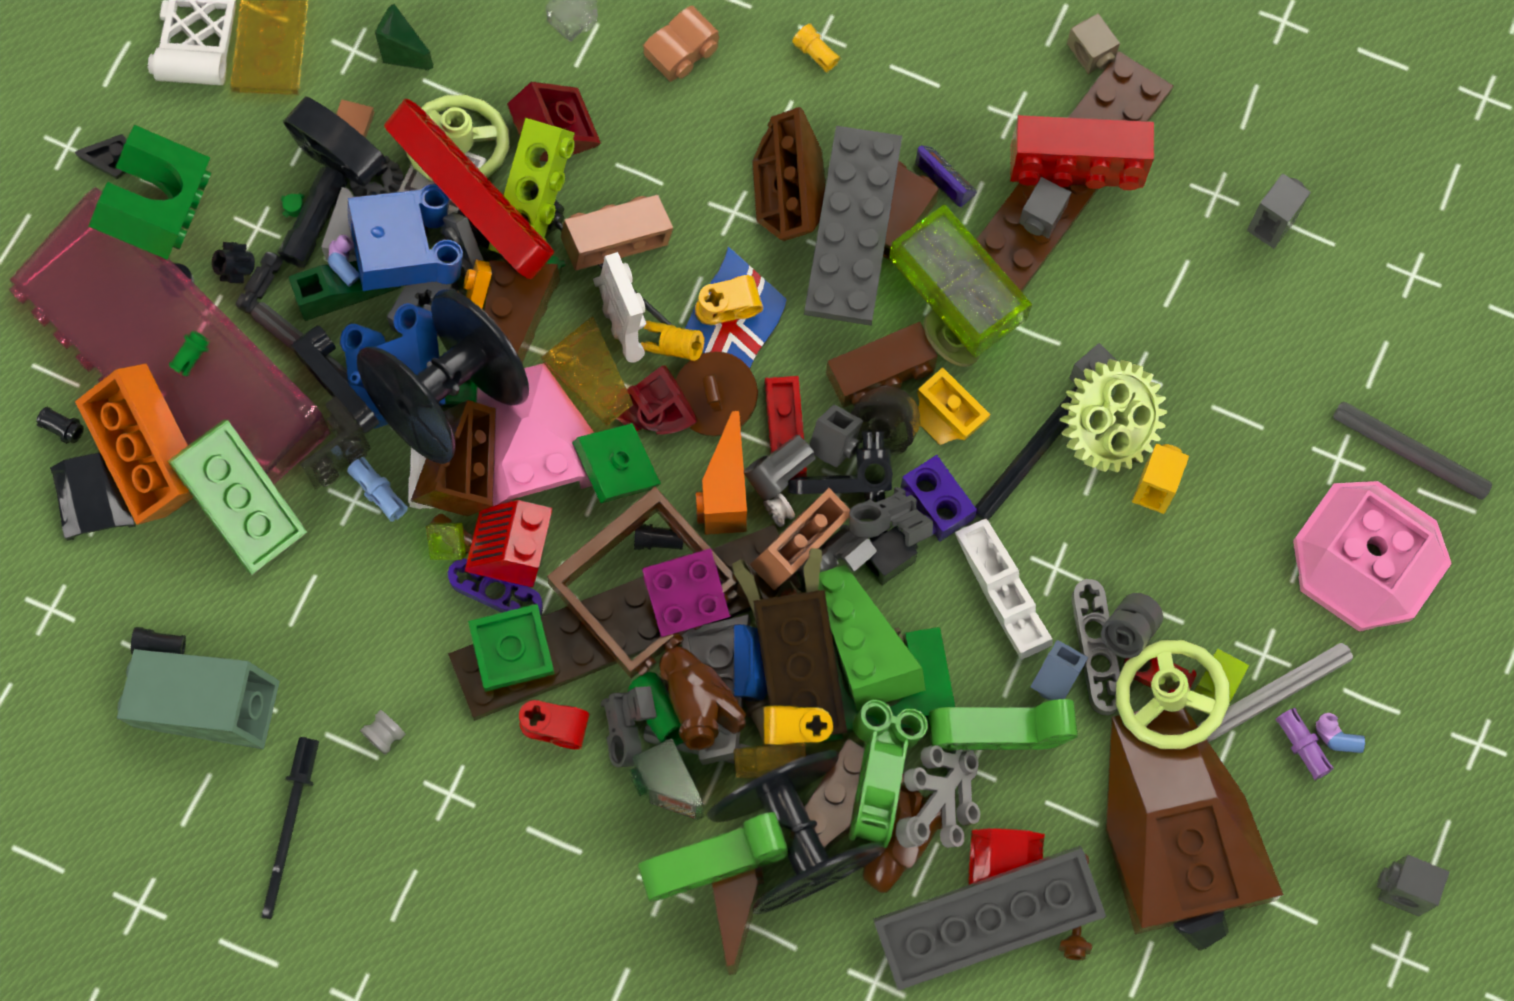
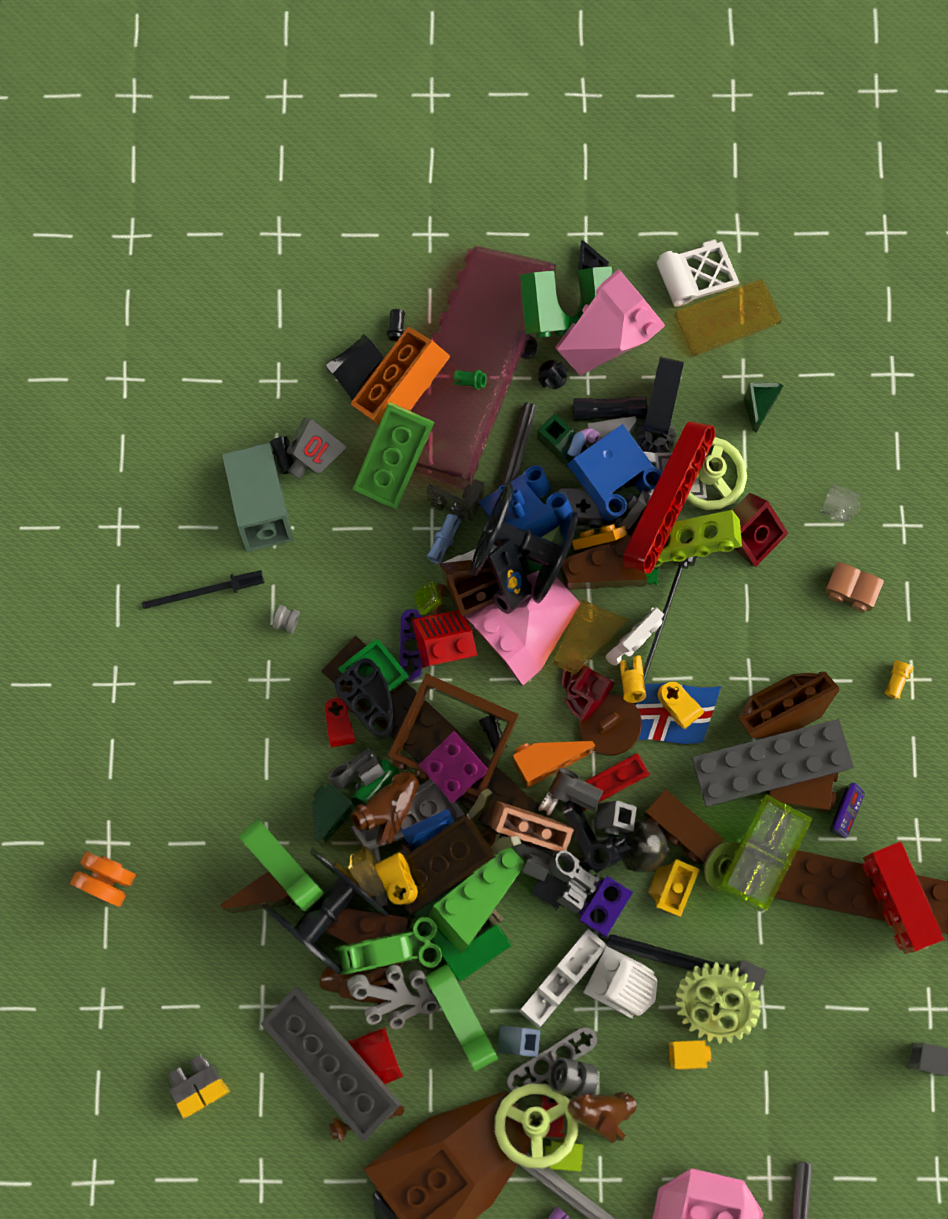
camera: 70 degrees right, 5 degrees up
(170, 598) = (312, 448): none -> dark grey torso
(214, 154) = (609, 326): none -> bright pink wedge
(259, 282) = (549, 397): black axle -> none
(292, 204) = (613, 391): green piece -> none
(311, 351) = (513, 452): black beam -> none
(356, 115) = (691, 400): nougat tile -> none
(482, 412) = (510, 577): none -> black door
(535, 653) = (369, 689): none -> black beam
(614, 229) = (692, 606): brick -> none
(616, 463) = (529, 682): green plate -> none
(1040, 521) = (622, 984): none -> white piece
(1044, 208) = (849, 890): dark grey brick -> none
(1191, 607) = (603, 1113): none -> reddish brown animal

